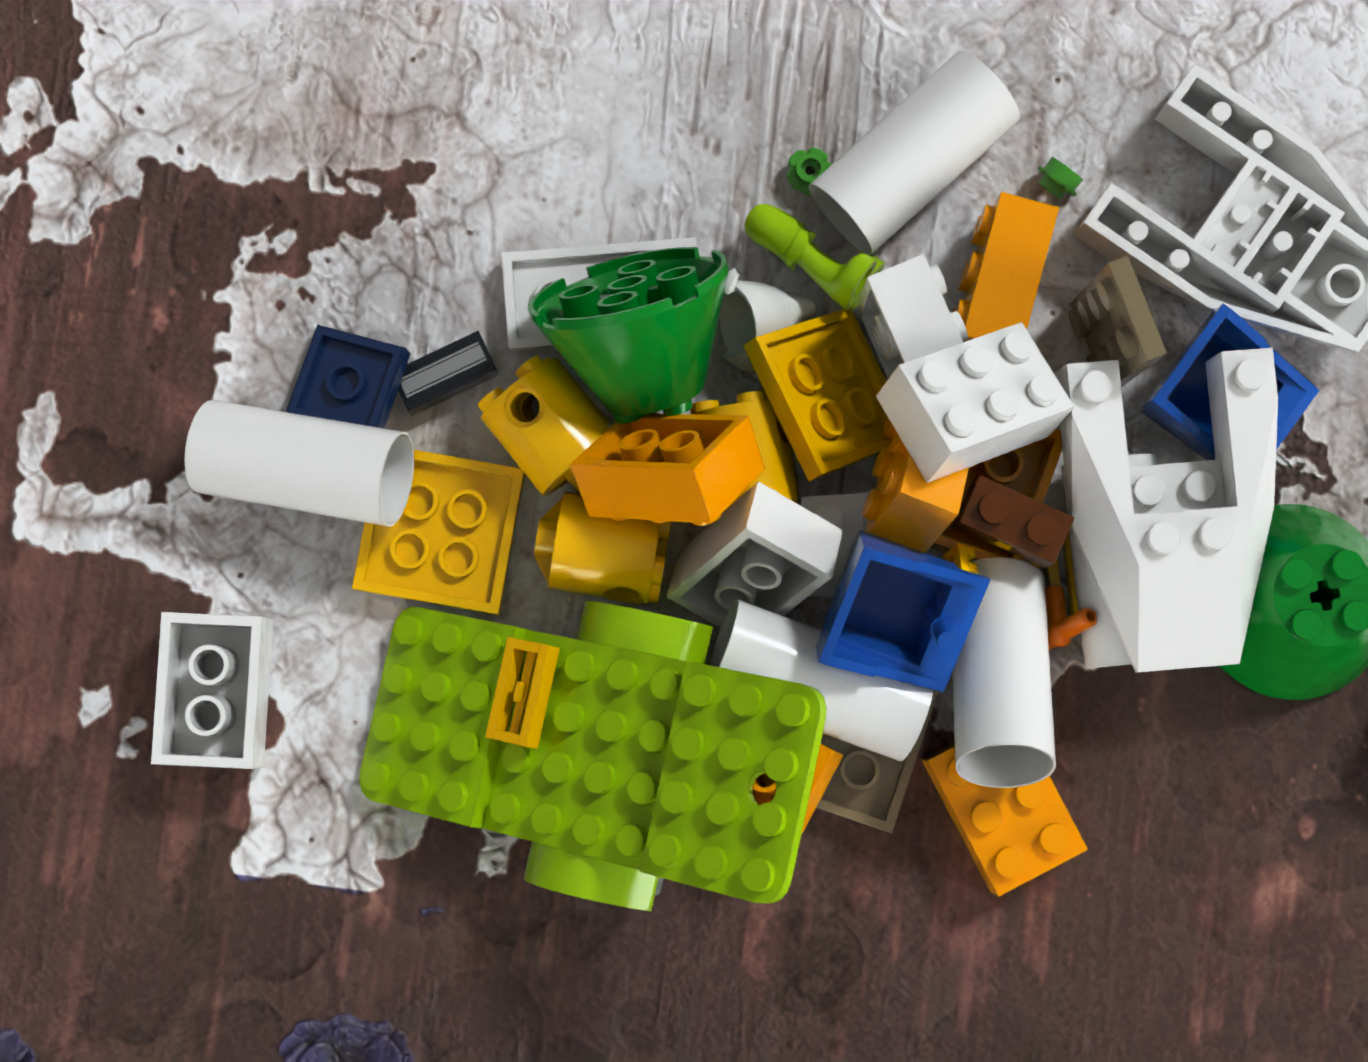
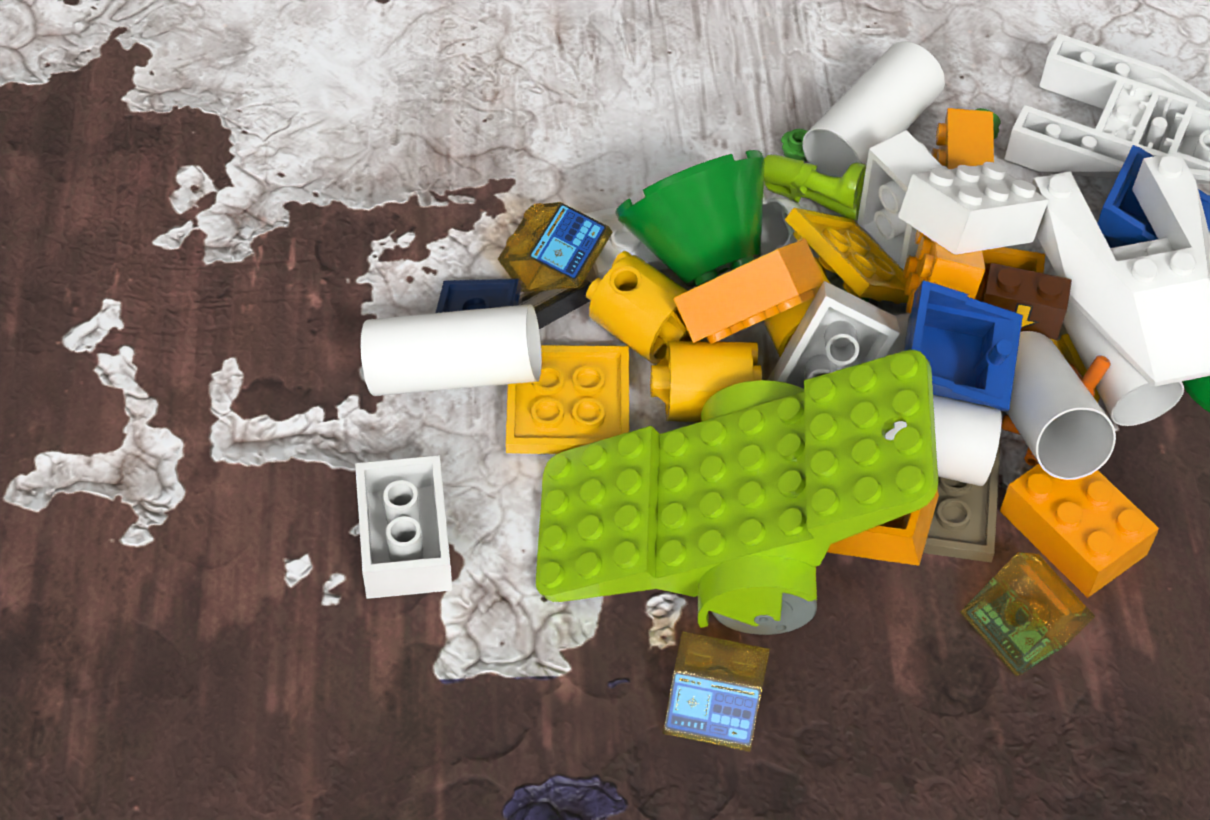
camera: 10 degrees left, 30 degrees down
(456, 312) = (553, 247): none -> slope
(529, 694) = (676, 461): yellow tile -> none
(532, 955) = (716, 691): none -> slope
(910, 914) = (1026, 613): none -> clear yellow slope
(1117, 320) = (1064, 145): dark tan plate -> none

